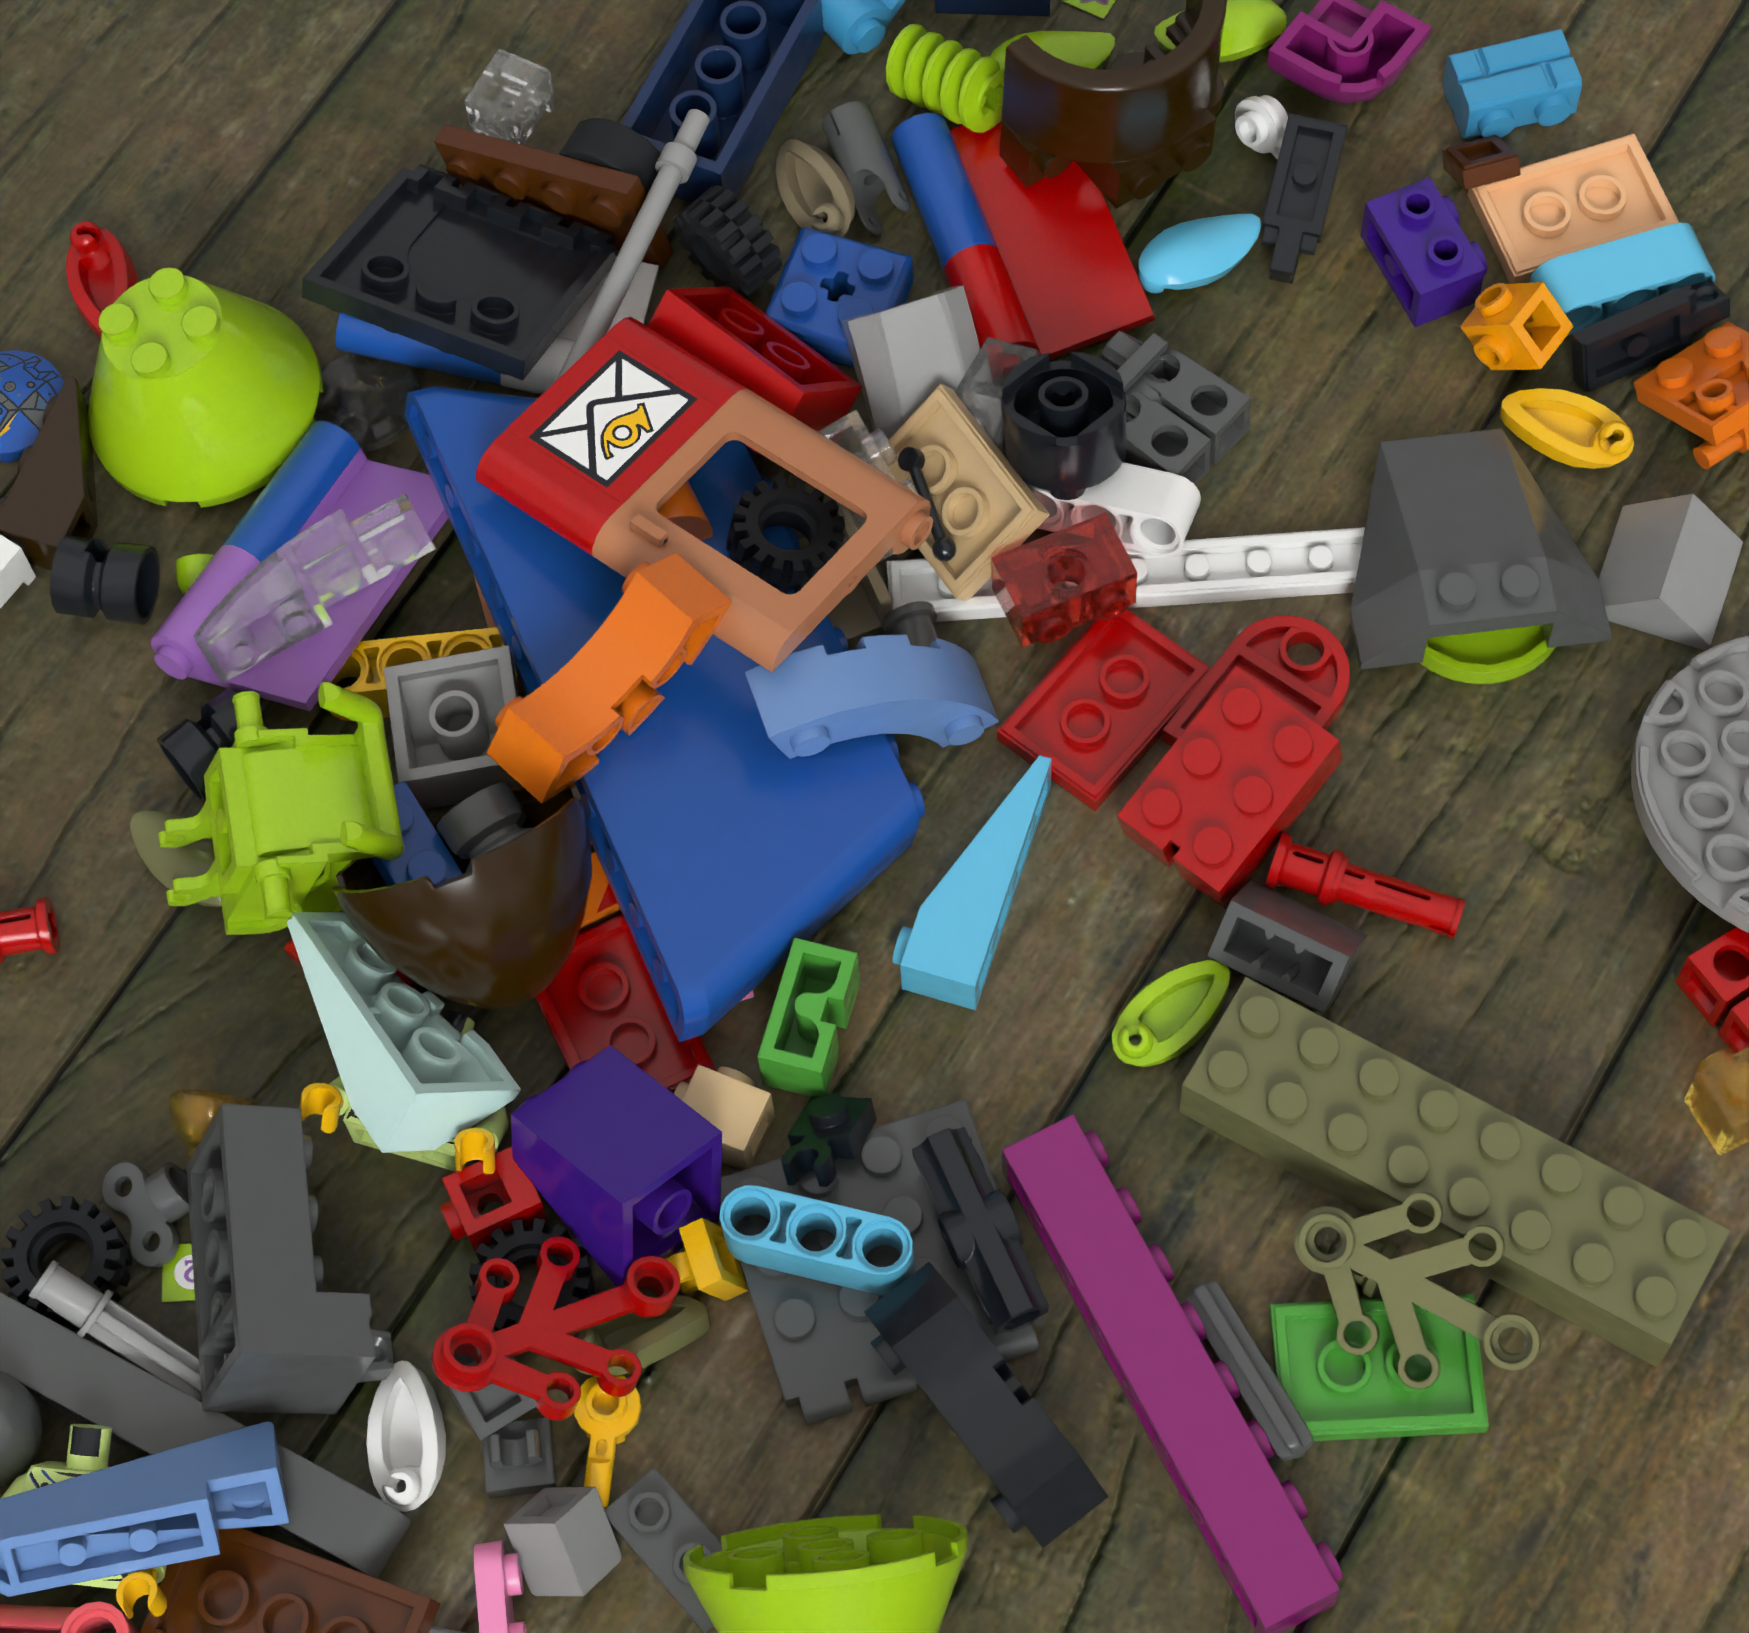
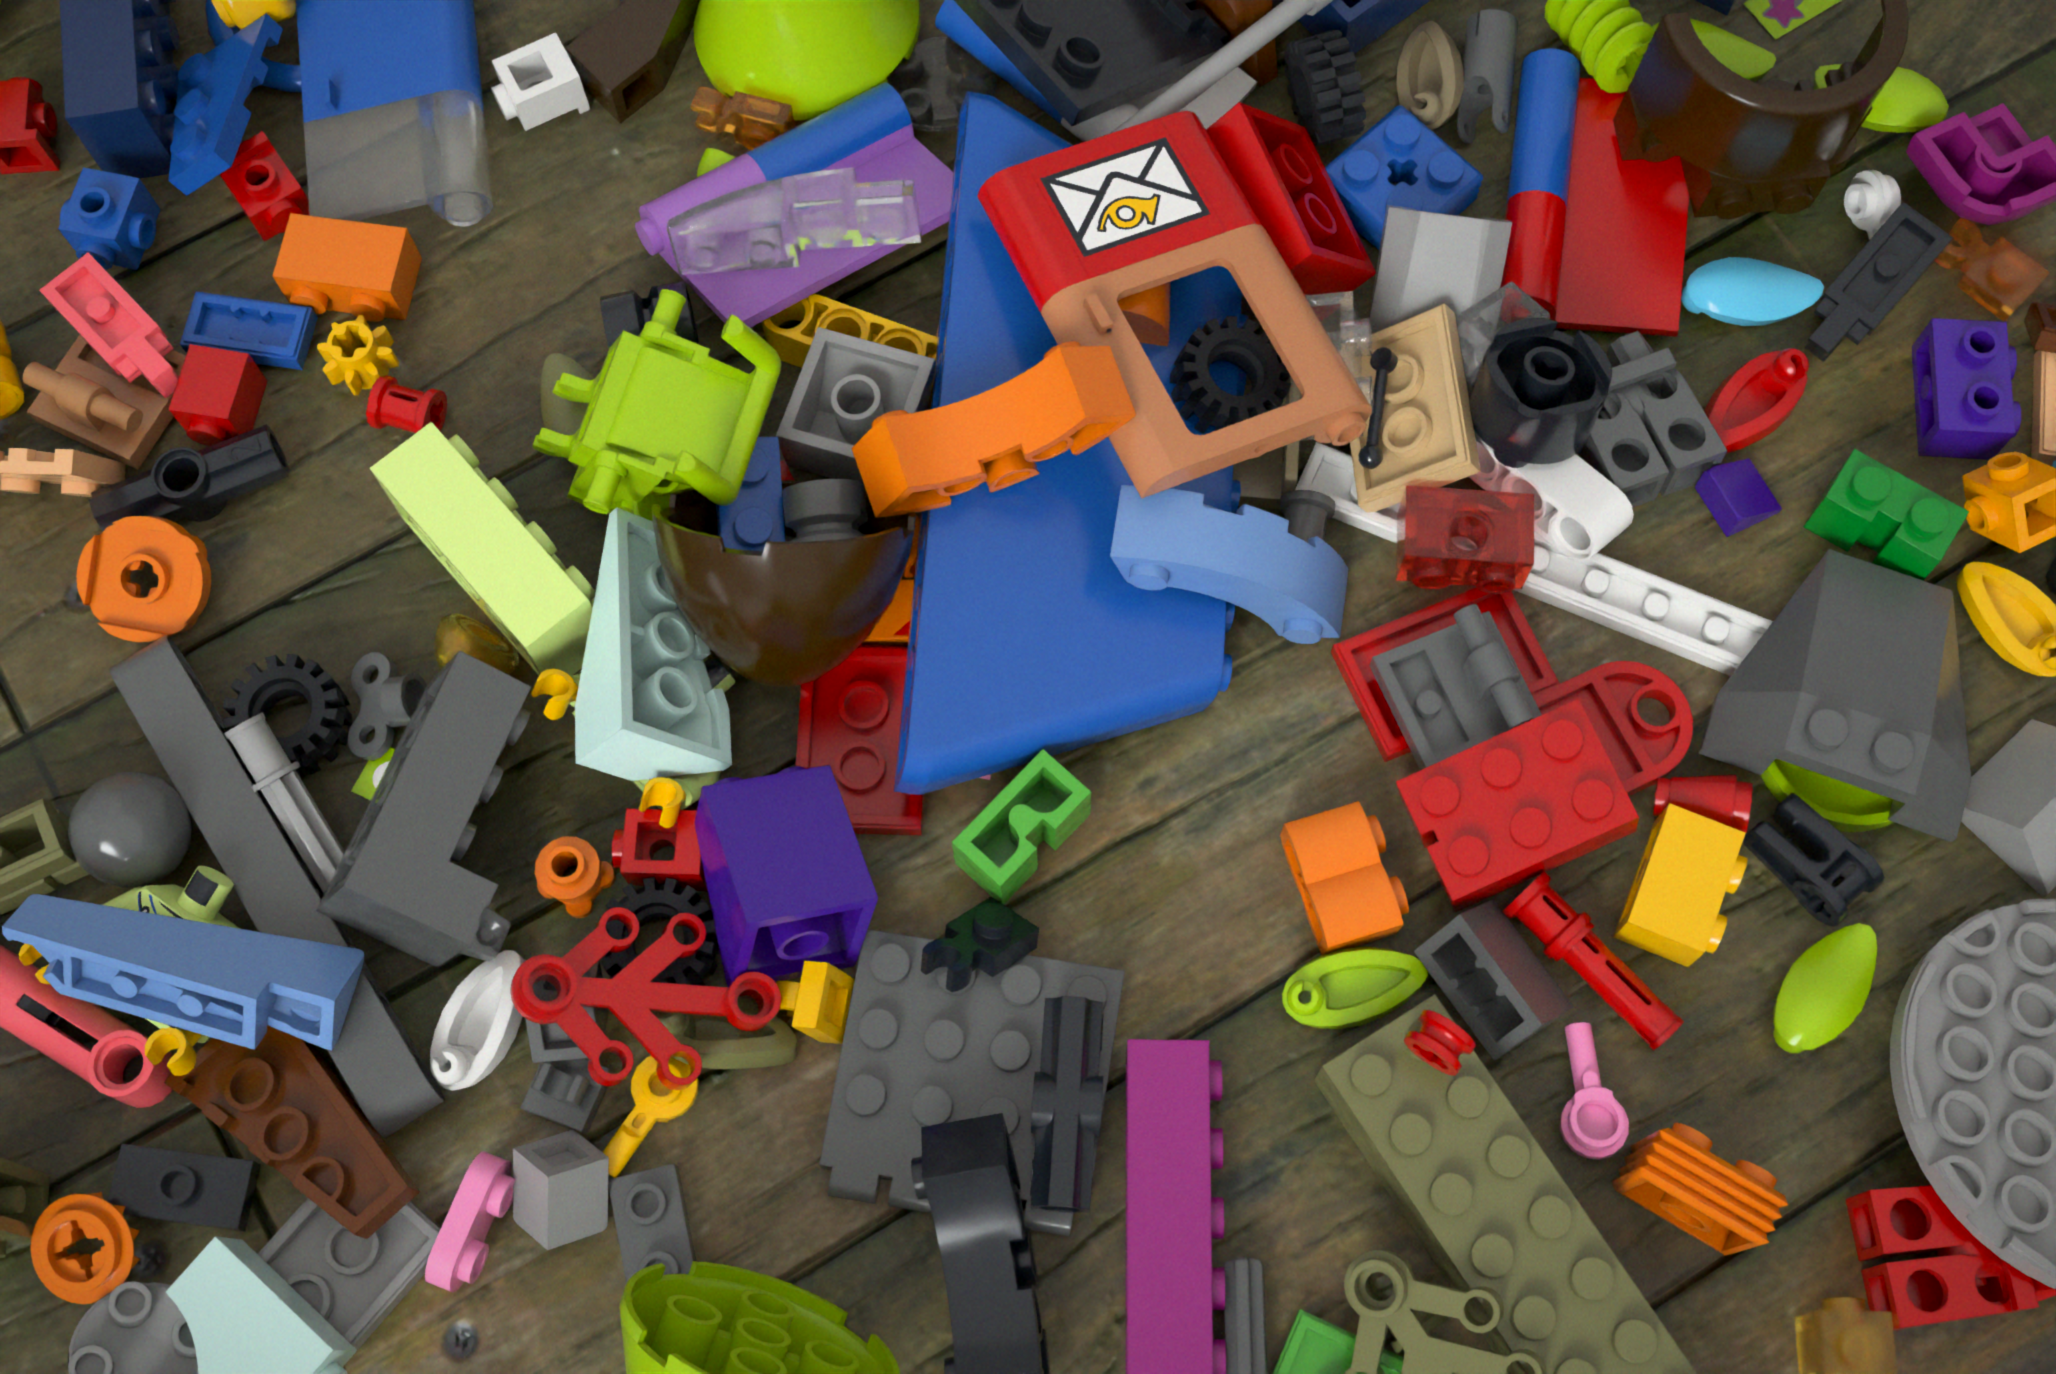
camera: 25 degrees right, 5 degrees up
(115, 580) = (641, 140): black wheel -> none
(186, 1015) = (490, 548): none -> yellowish green brick
(203, 513) = (746, 116): none -> clear orange plate
(428, 1280) = (583, 885): none -> orange brick
(732, 1106) = (905, 874): tan brick -> none
(795, 1216) = (906, 1006): medium azure beam -> none
(966, 912) = (1215, 800): medium azure slope -> none
(1113, 924) = (1343, 878): none -> orange brick
(1122, 713) = (1454, 687): none -> dark grey plate
(1252, 340) = (1757, 397): none -> red arm
(1271, 1009) = (1439, 1042): none -> red bush
(1278, 435) = (1736, 496): none -> dark purple slope
(1388, 708) = (1710, 796): none -> red cone
(1400, 140) = (1994, 275): none -> clear orange plate
(1404, 788) = (1682, 886): none -> yellow brick
(1414, 390) = (1888, 515): none -> green brick
(1433, 1020) = (1593, 1119): none -> bright pink plate
(1502, 711) = (1813, 878): none -> black piece
(1550, 1027) = (1699, 1191): none -> orange brick
(1568, 815) = (1825, 989): none -> lime arm

